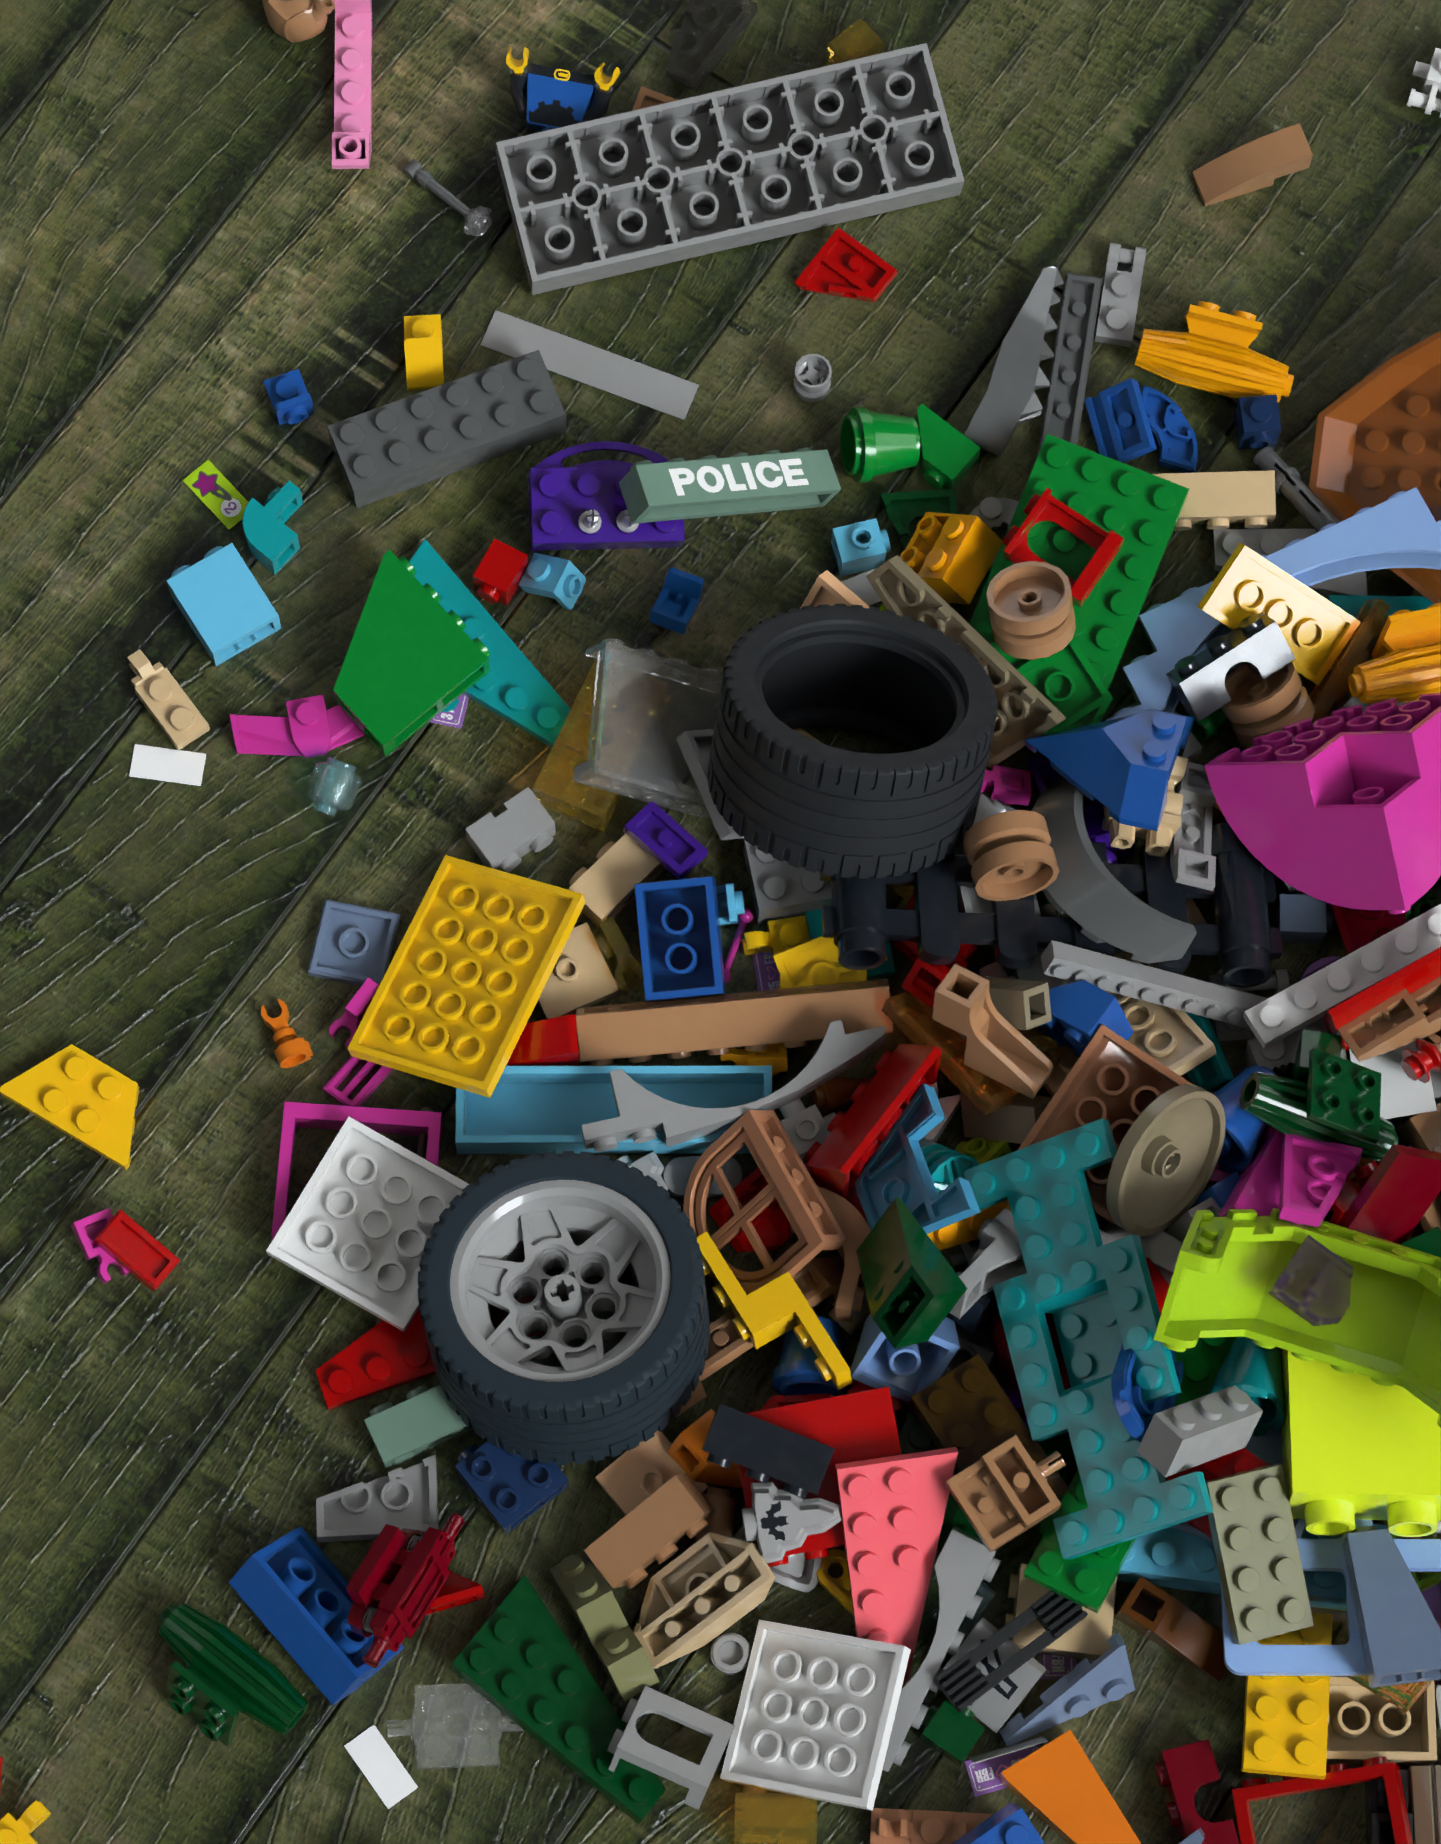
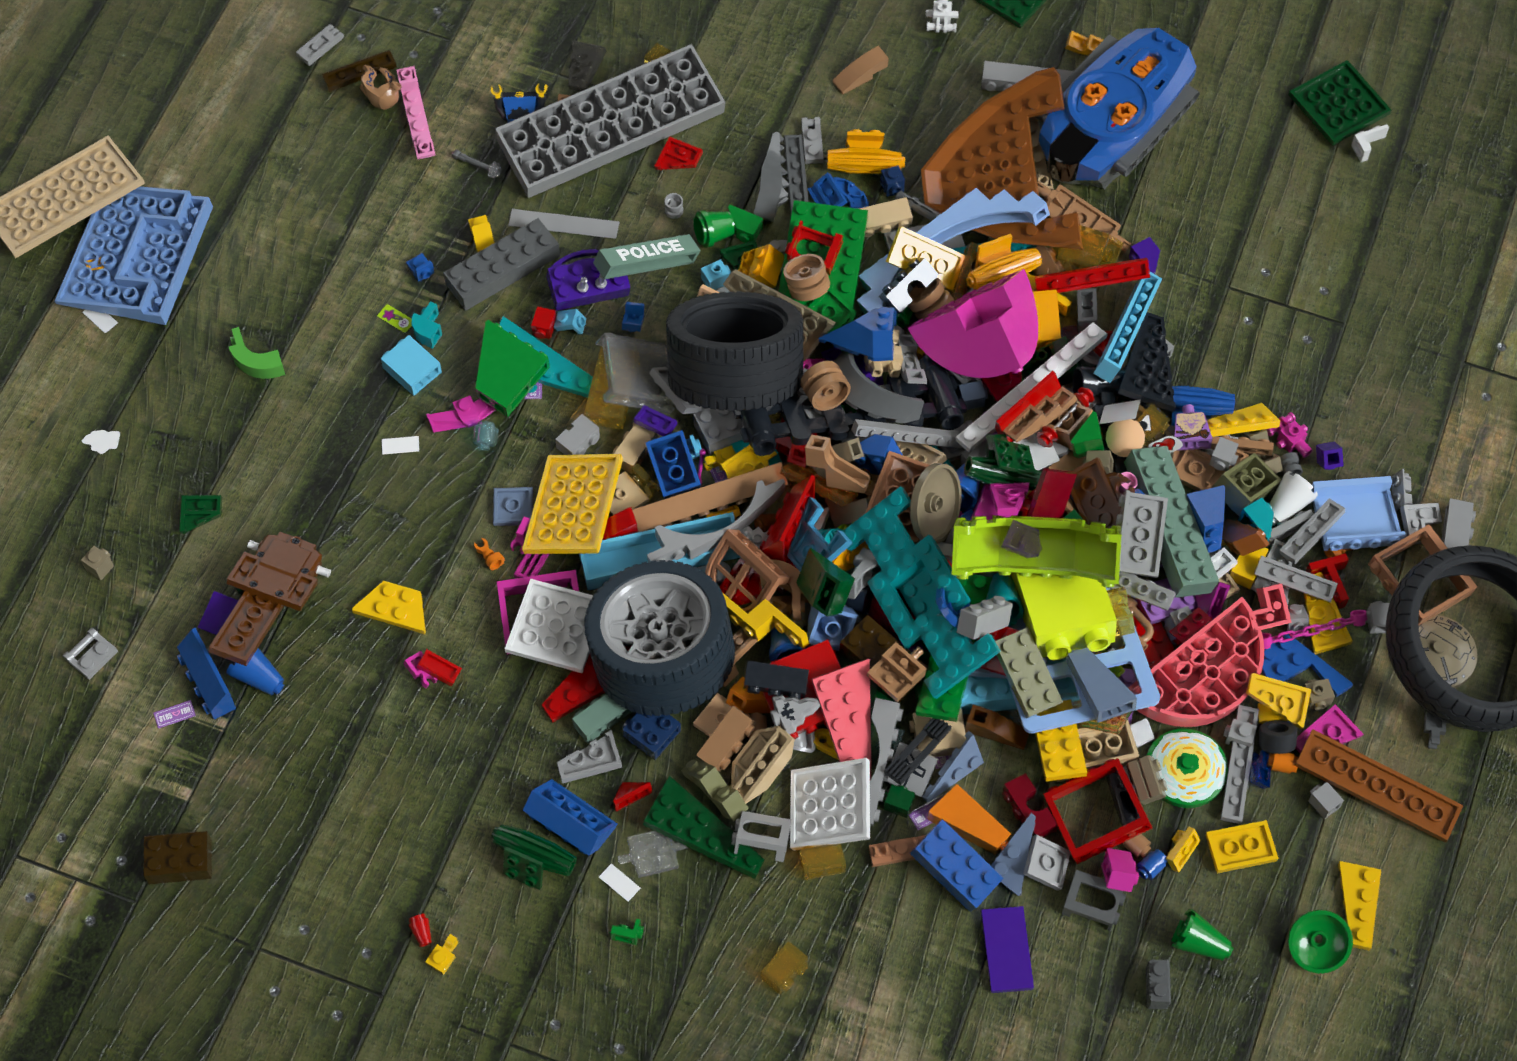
camera: 10 degrees left, 10 degrees down
(166, 701) = (393, 415): tan hinge -> none
(399, 1583) = (608, 788): dark red piece -> none
(730, 1653) = (780, 790): light grey tile -> none

